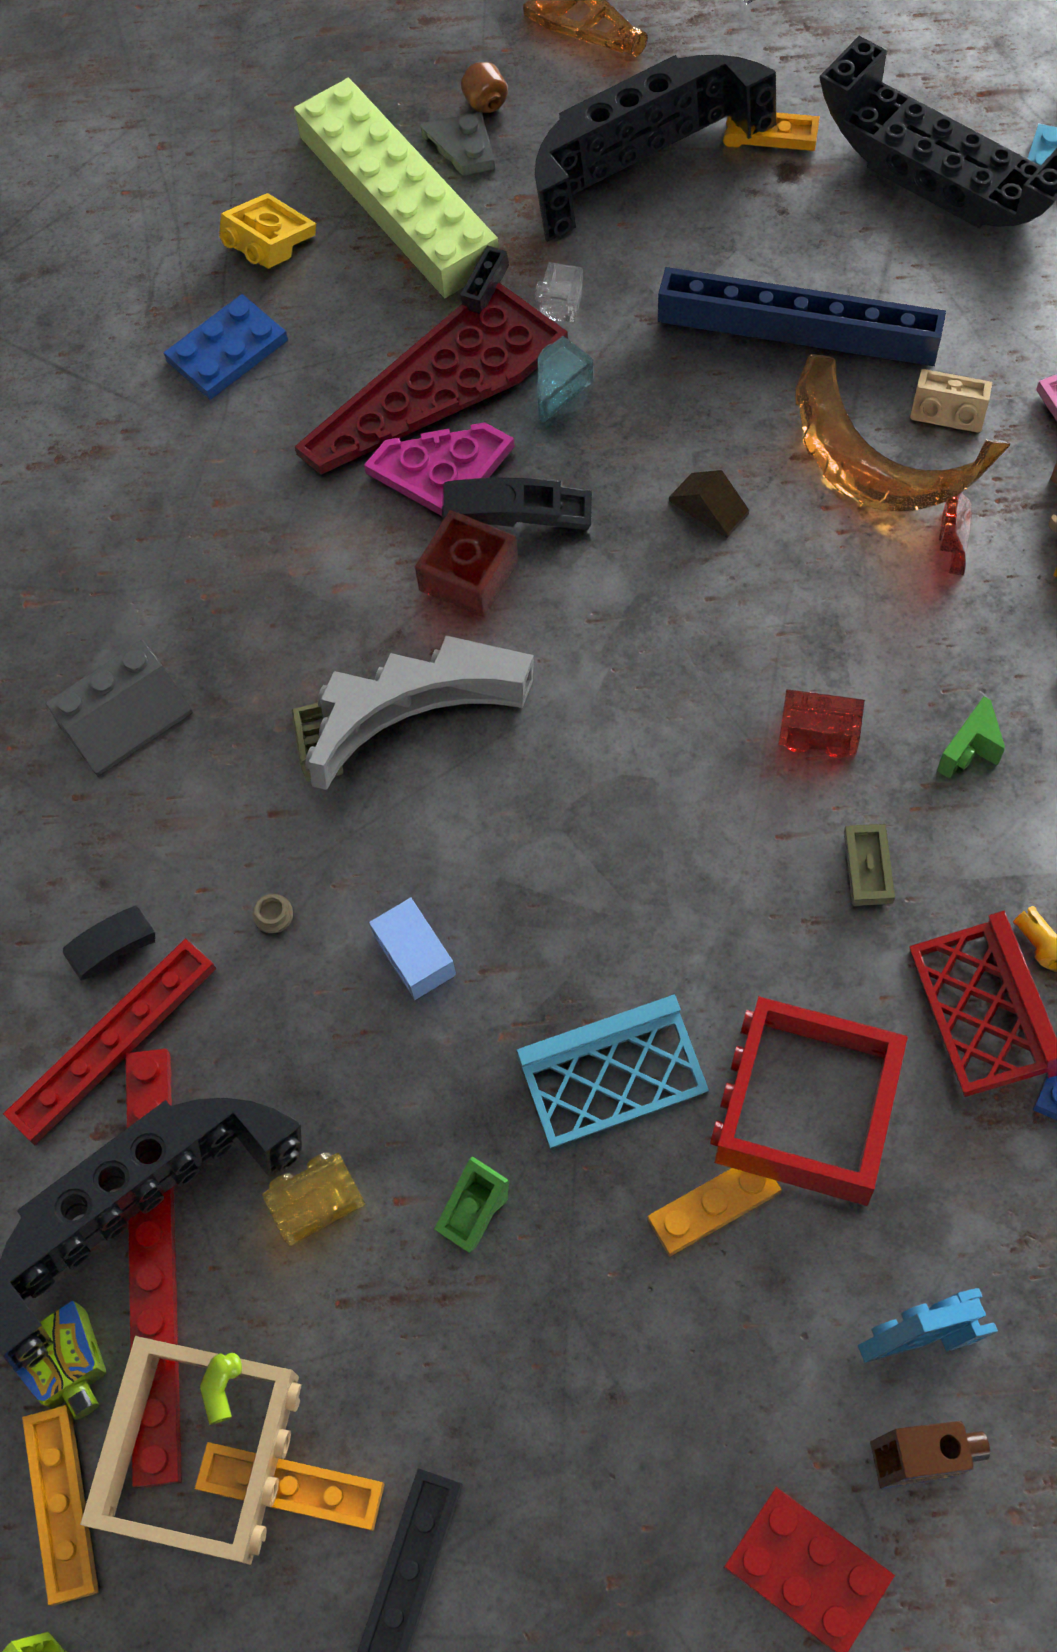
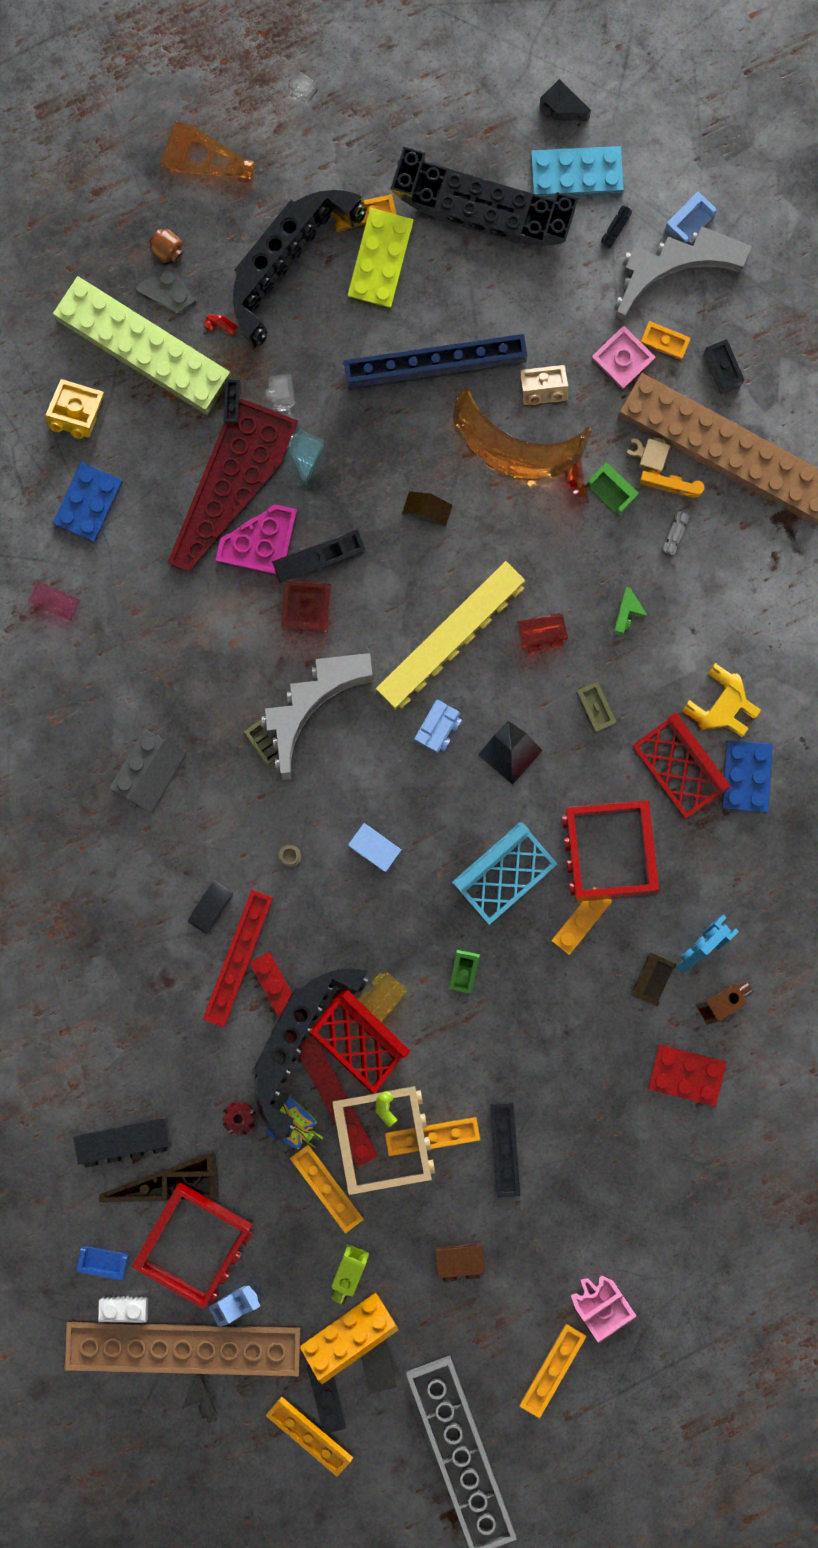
camera: 30 degrees left, 20 degrees up
(113, 449) = (54, 601): none -> clear pink plate
(268, 1234) = (372, 1026): none -> red fence
(513, 192) = (219, 321): none -> red arm
(595, 803) = (438, 726): none -> light blue brick
(670, 680) = (450, 635): none -> light yellow brick
(698, 883) = (510, 752): none -> black slope
(771, 182) = (380, 258): none -> neon yellow plate
(807, 1357) = (653, 979): none -> dark brown panel
(1009, 562) = (612, 489): none -> bright green panel

